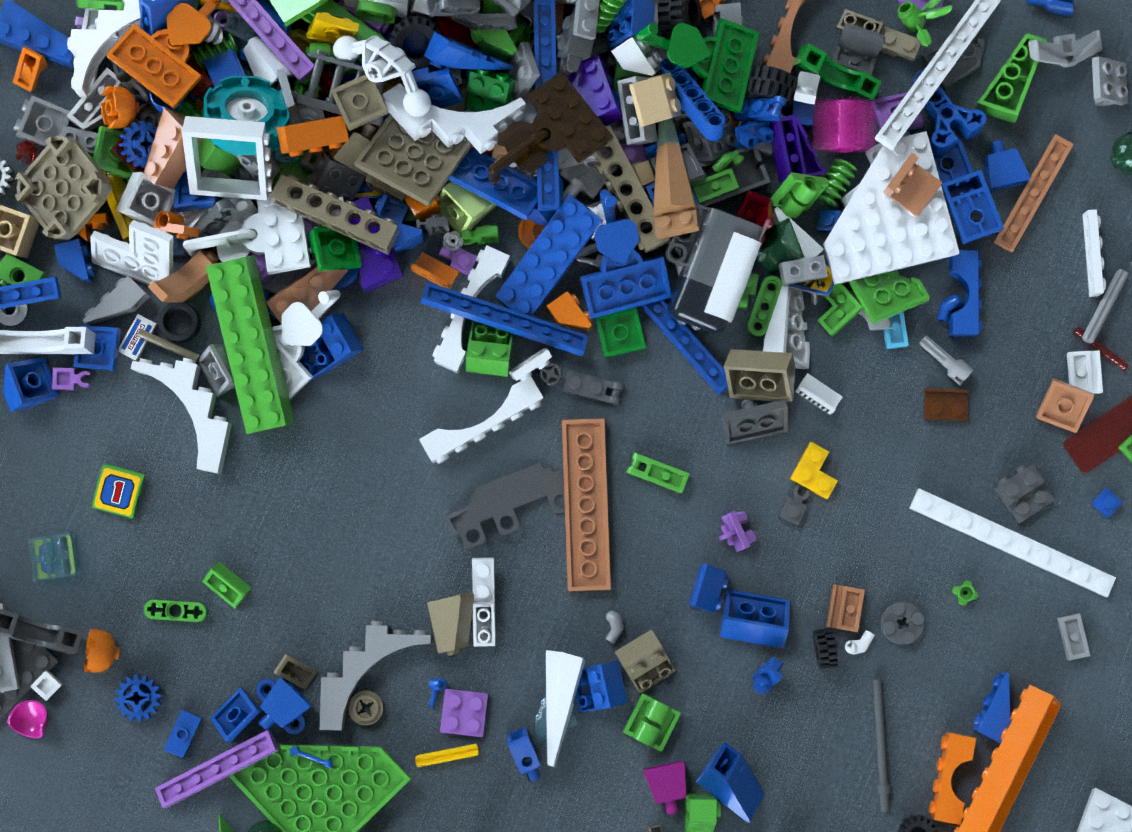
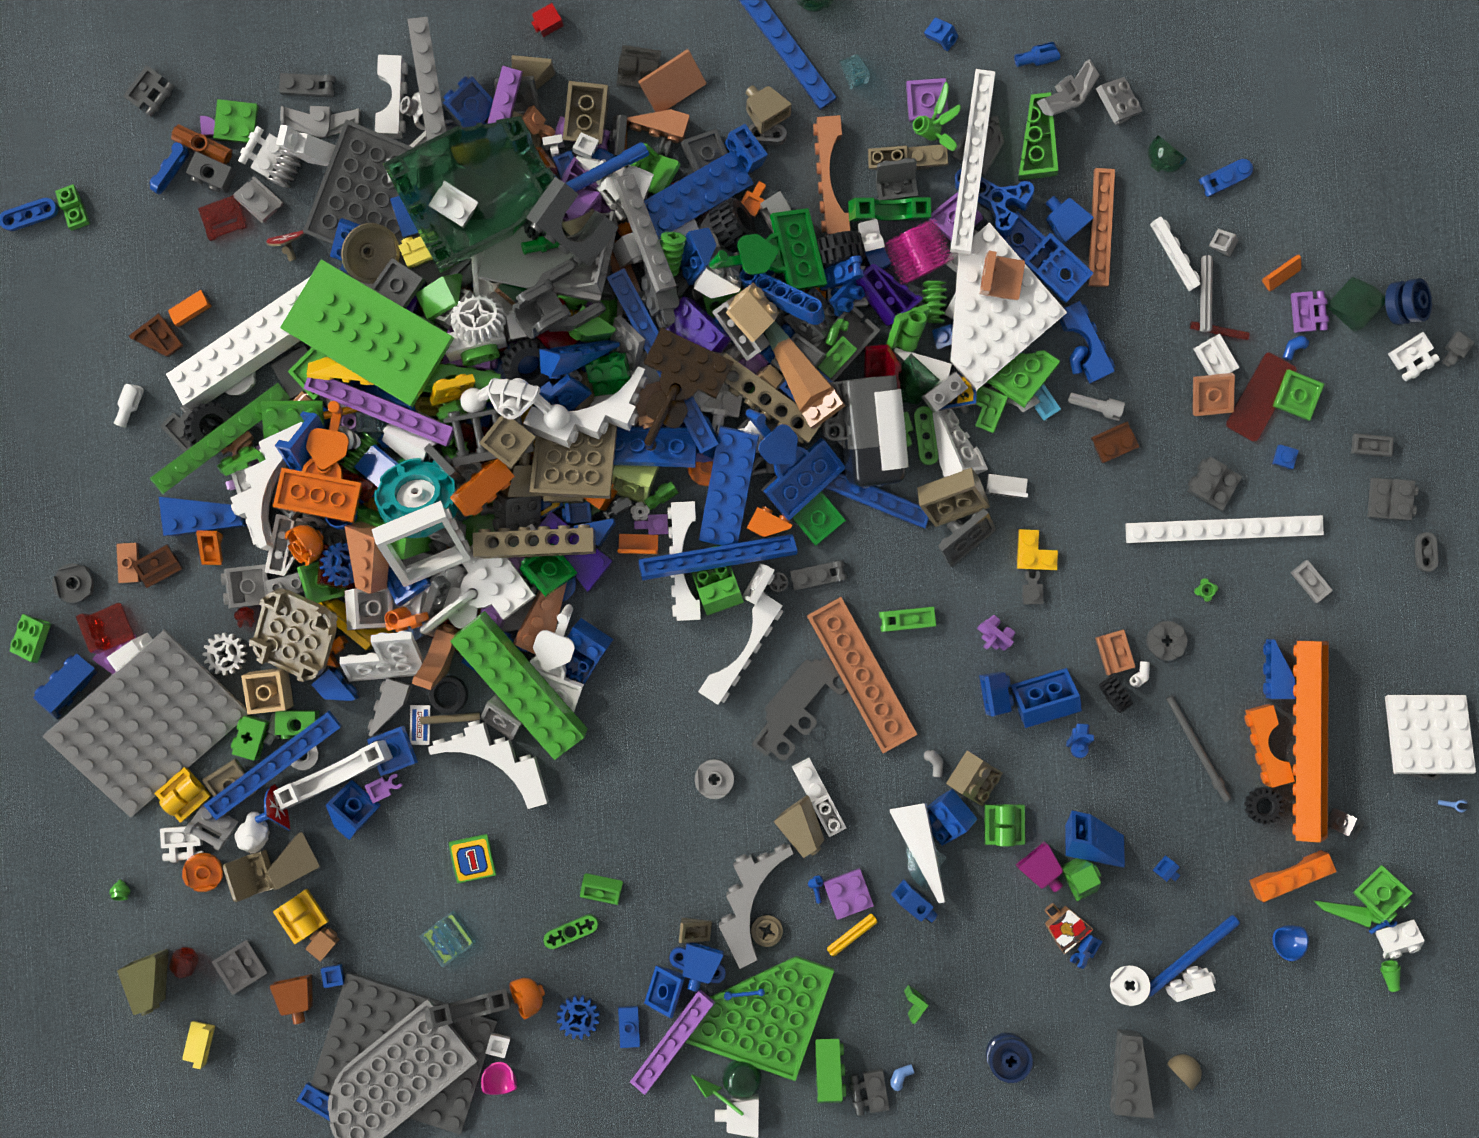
camera: 30 degrees left, 5 degrees up
(380, 537) = (707, 787): none -> light grey plate

